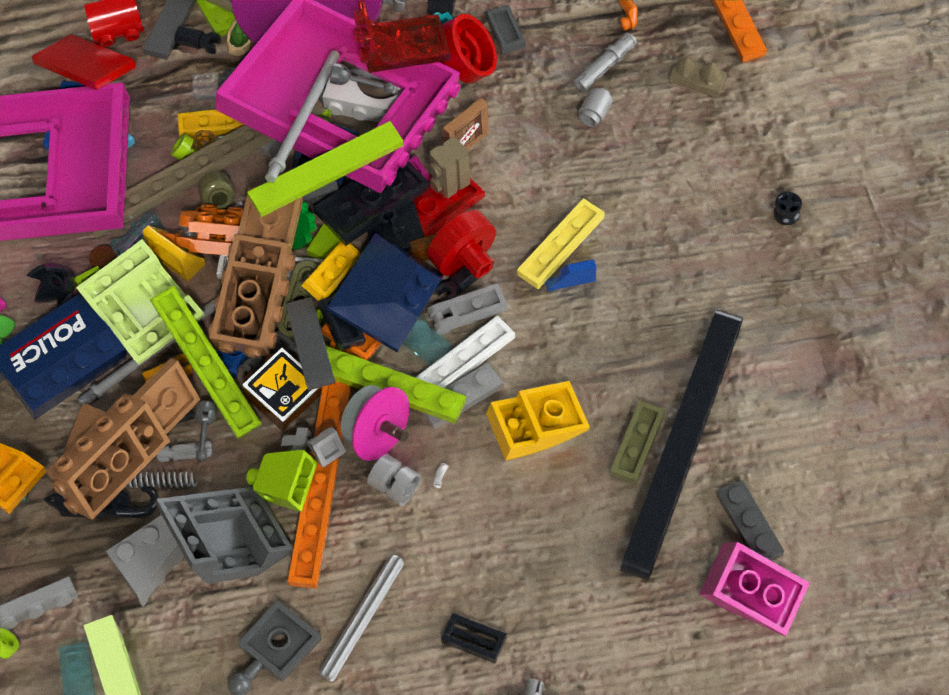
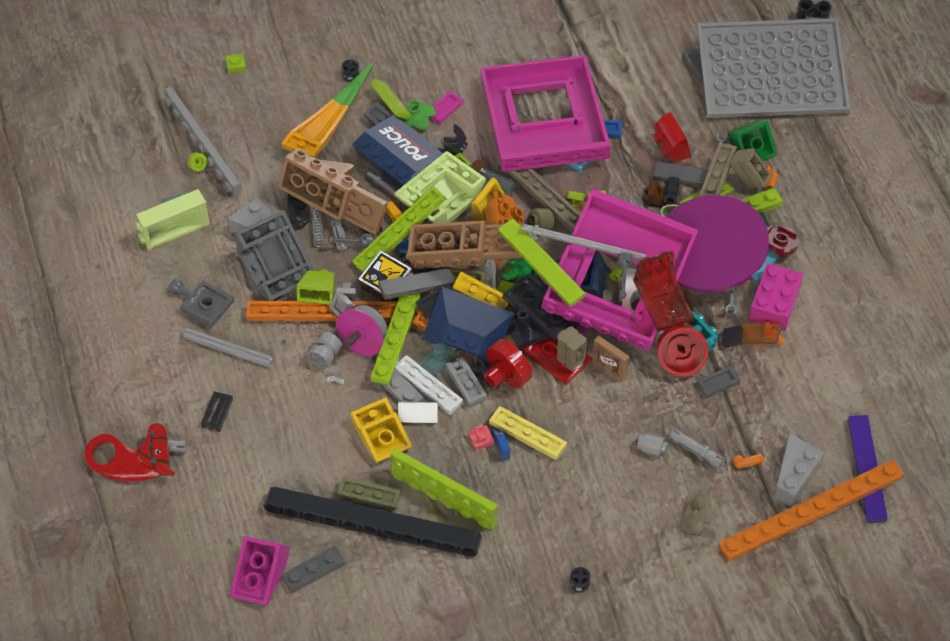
camera: 80 degrees right, 5 degrees down
(83, 61) = (630, 125): red tile -> none
(199, 56) = (654, 193): none -> reddish brown tile
(512, 369) = (418, 412): none -> white tile
(559, 301) = (480, 437): none -> coral tile
(649, 343) = (444, 489): none -> lime plate

